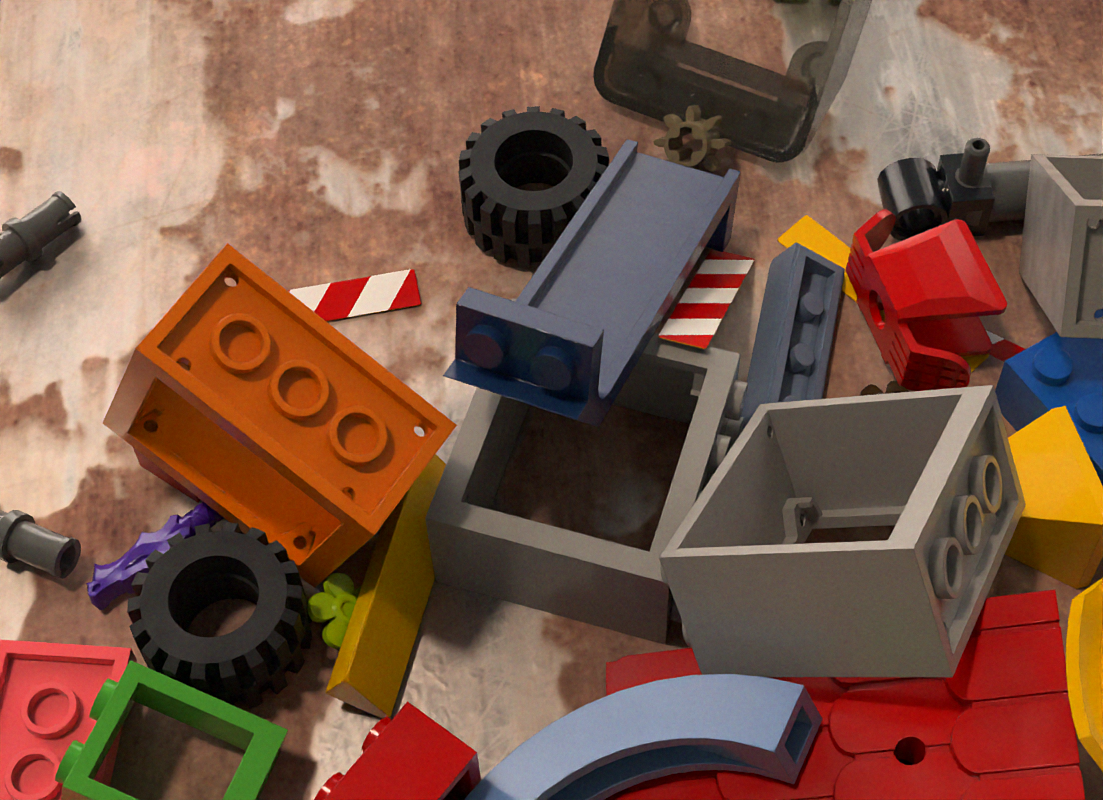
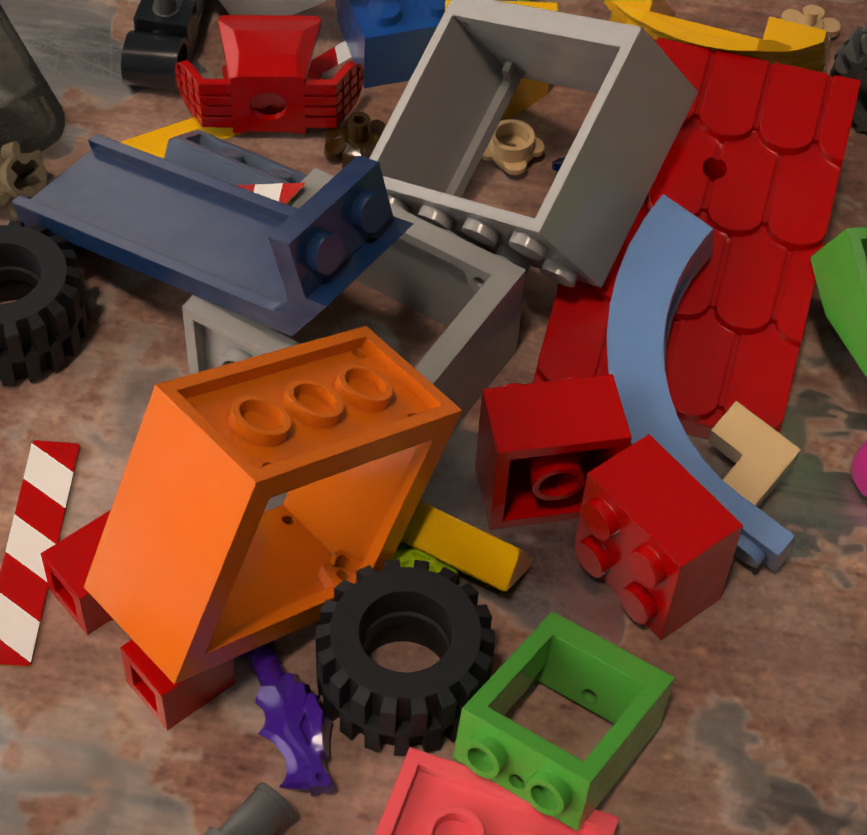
camera: 80 degrees left, 5 degrees down
(481, 672) = (541, 445): none -> red brick

